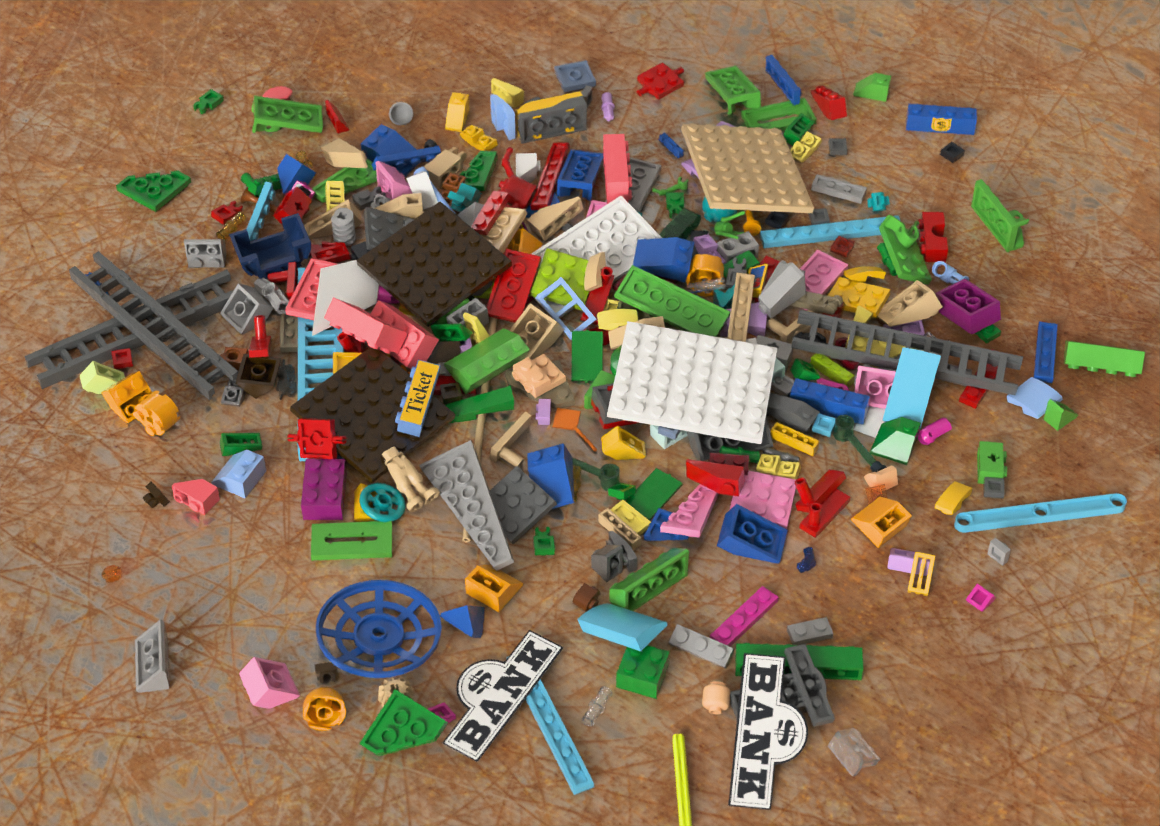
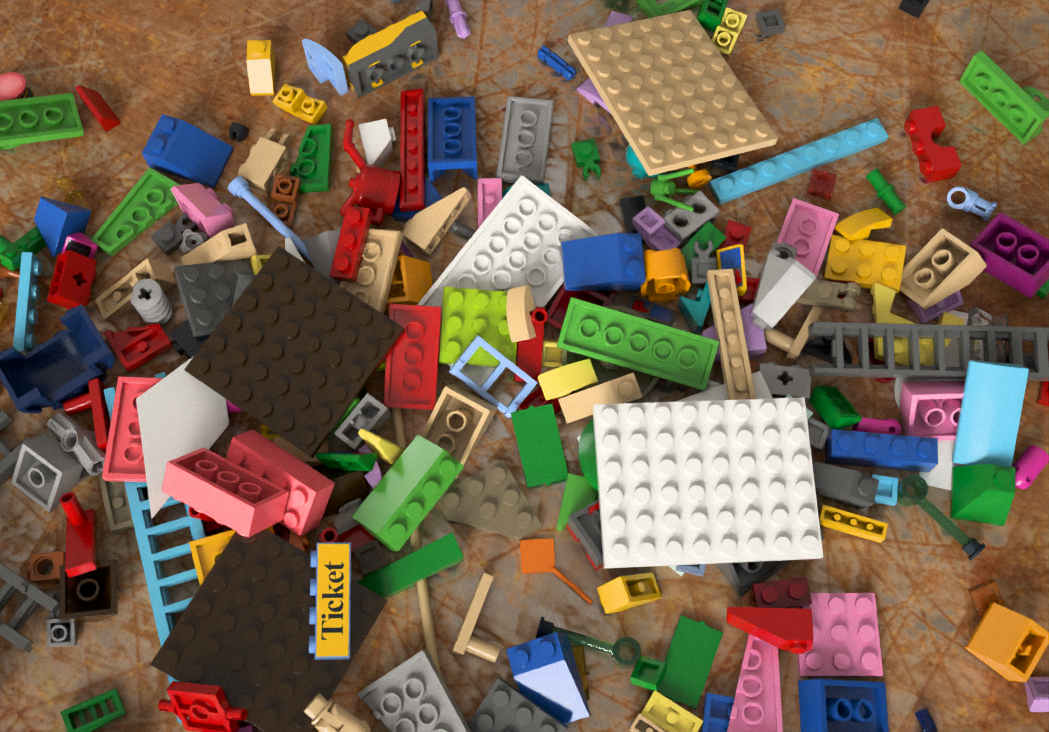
camera: 15 degrees left, 20 degrees up
(286, 380) = (133, 594): clear smoke hinge -> none
(334, 188) = (122, 232): light yellow slope -> none
(344, 155) = (123, 175): tan slope -> none
(400, 113) = (184, 85): light grey piece -> none
(409, 157) = (219, 159): blue plate -> none
(421, 184) = (244, 210): white slope -> none
(464, 197) = (307, 213): teal brick -> none
(511, 94) = (320, 21): light yellow slope -> none
(538, 375) = (484, 500): light nougat plate -> none
(543, 409) = (505, 553): lavender piece -> none
(616, 168) = (502, 130): coral brick -> none
(681, 185) = (585, 126): bright green piece -> none
(682, 225) = (605, 200): clear green beam -> none
(706, 285) = (671, 296): clear pin -> none
(753, 455) = (787, 569): green pin -> none
(774, 466) = (842, 576): light yellow slope -> none
(785, 456) = (843, 554): dark grey piece -> none
(819, 216) = (783, 144): dark grey plate -> none
(819, 491) = (910, 606): red piece -> none
(822, 514) = (923, 638): red piece -> none
(832, 370) = (868, 393): lime piece -> none
(839, 188) = (790, 90): light grey plate -> none
(878, 201) = (848, 102): teal gear -> none
(885, 476) = (986, 568): light nougat tile -> none
(904, 250) = (904, 177): bright green plate -> none

